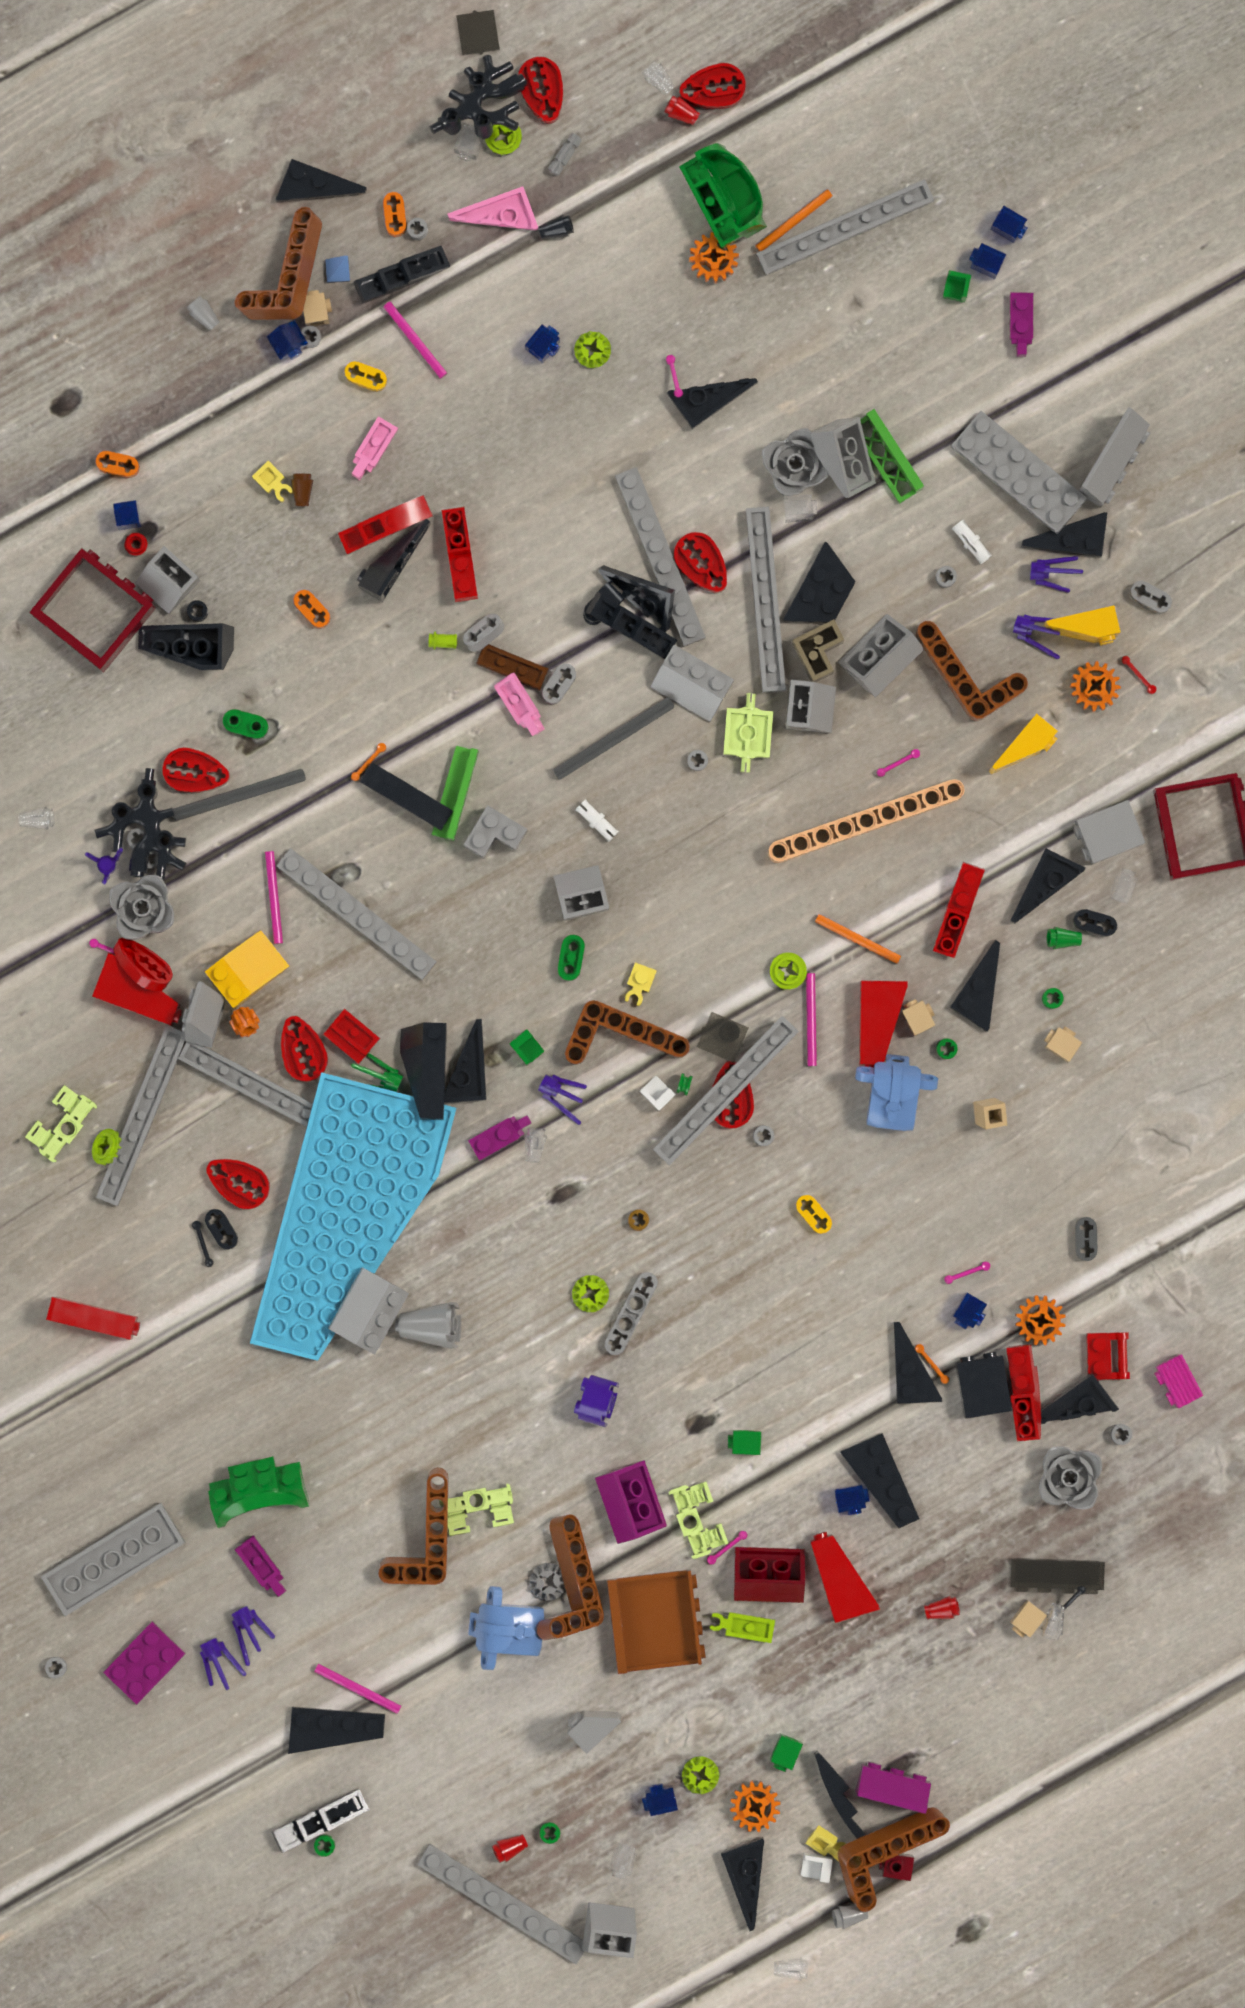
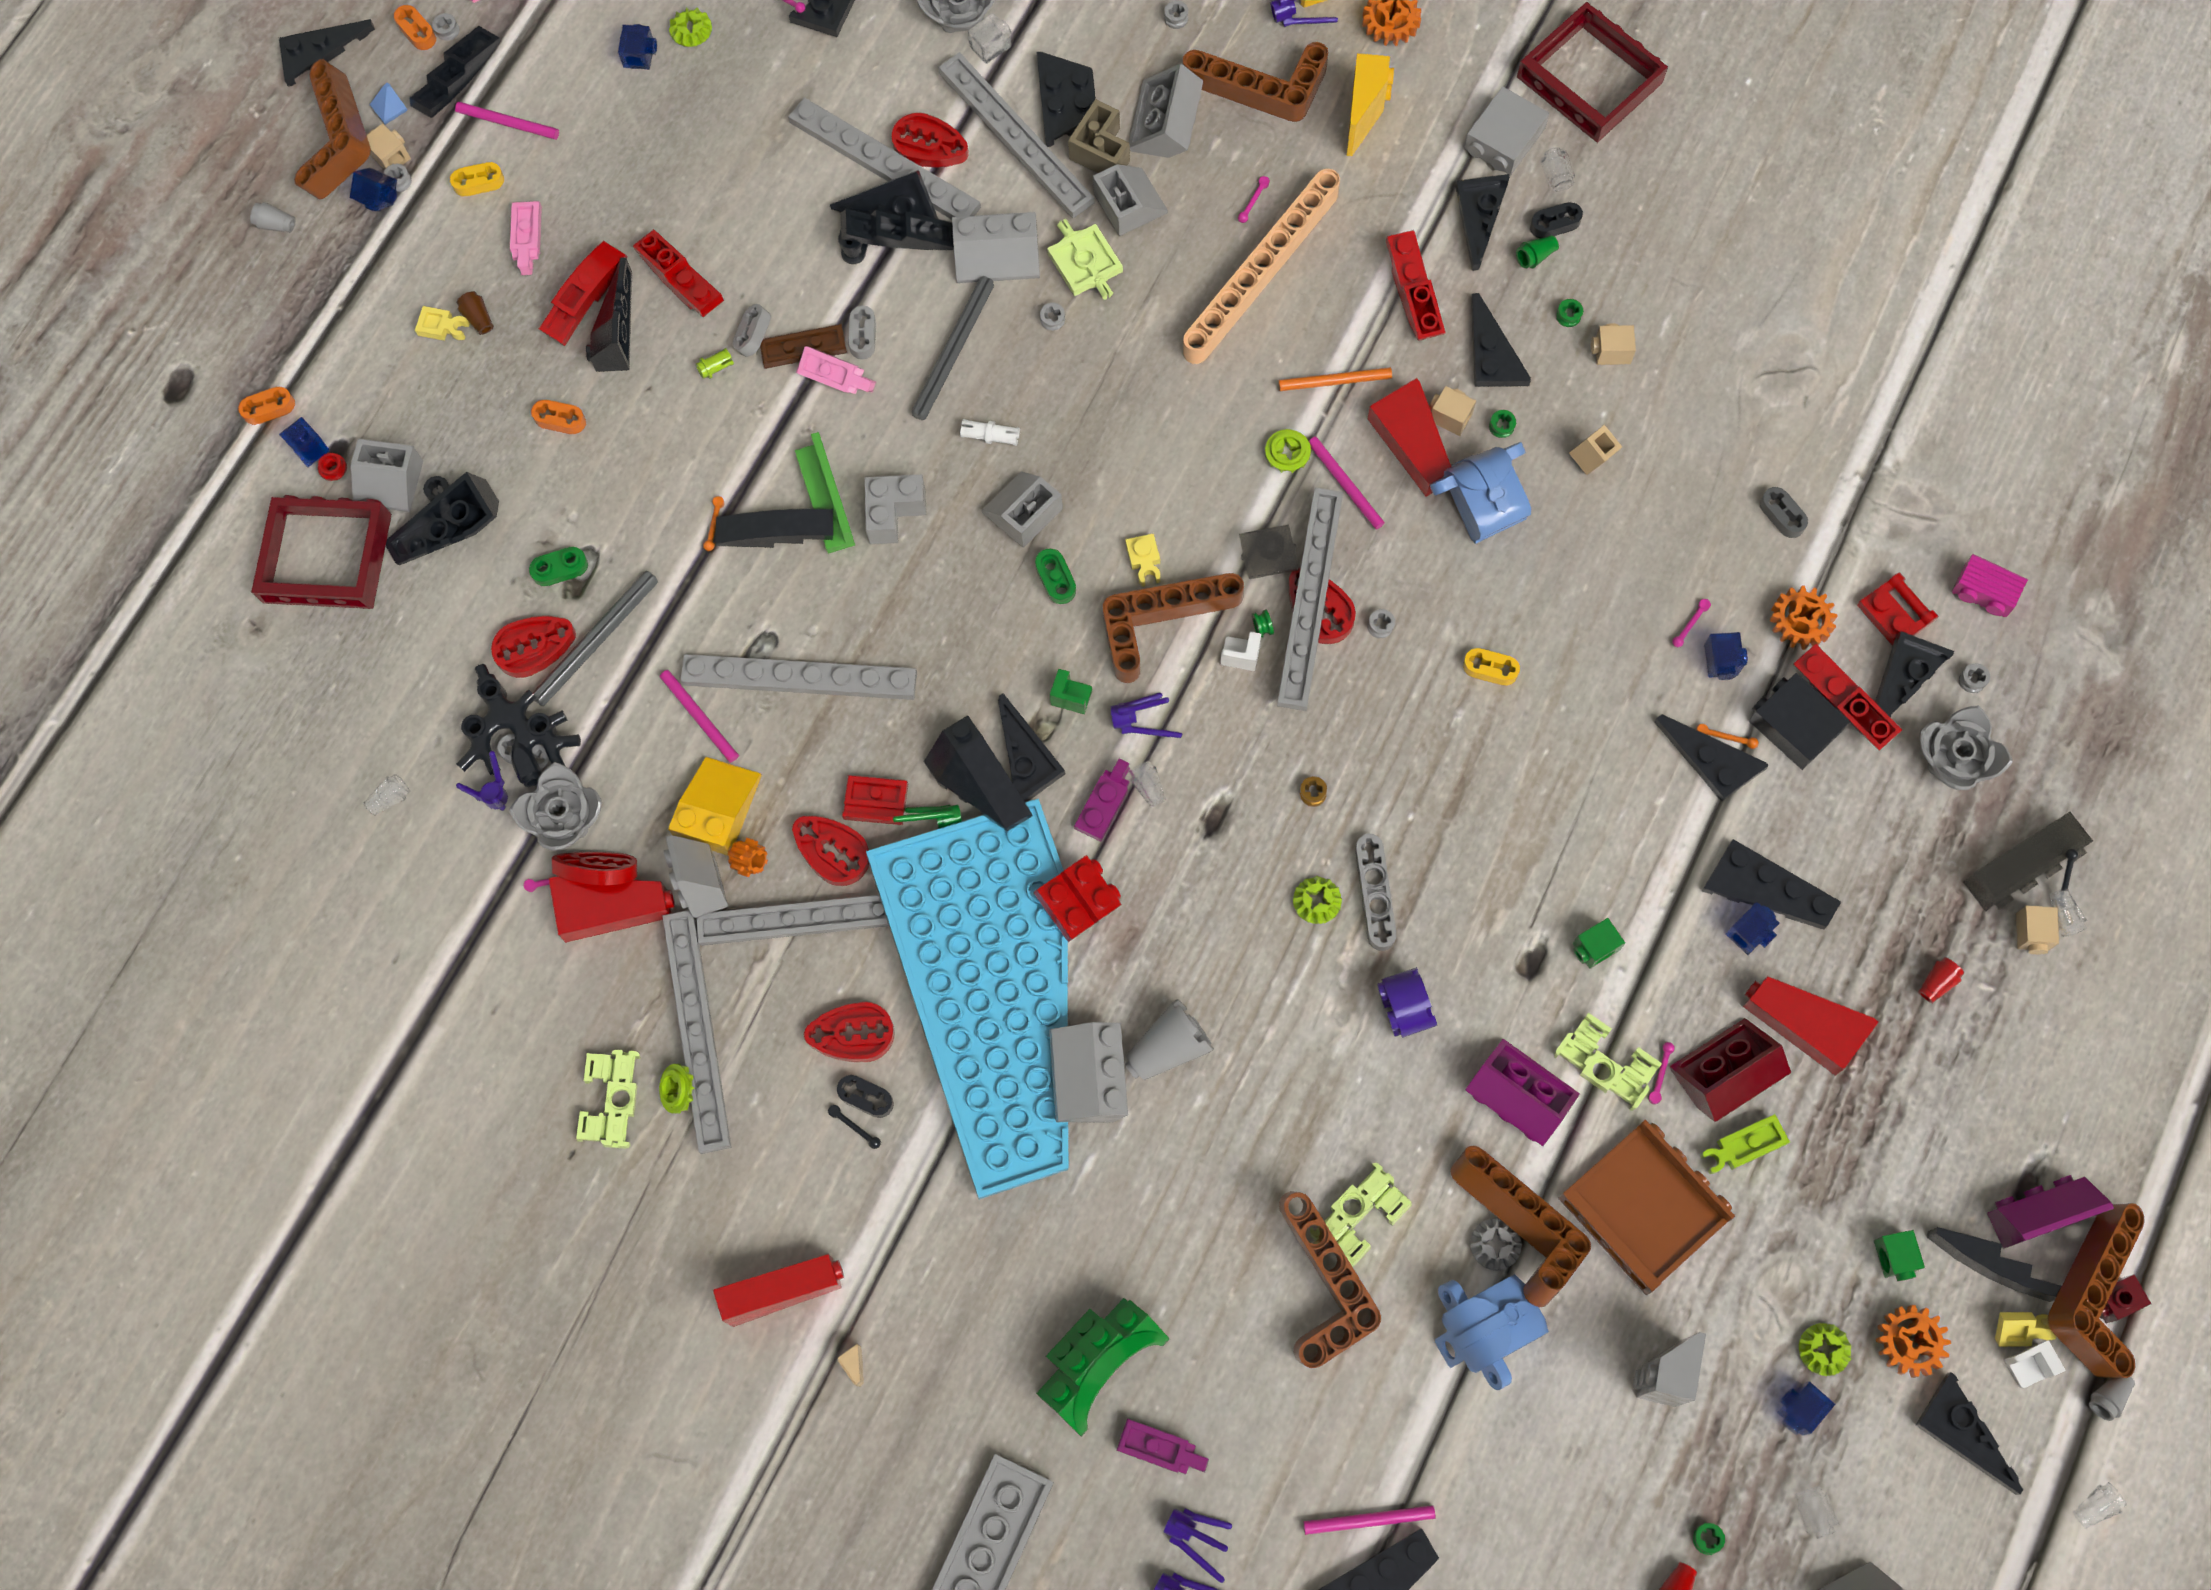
camera: 25 degrees left, 15 degrees down
(108, 1393) = (853, 1365): none -> tan slope
(437, 1192) = (1078, 897): none -> red plate

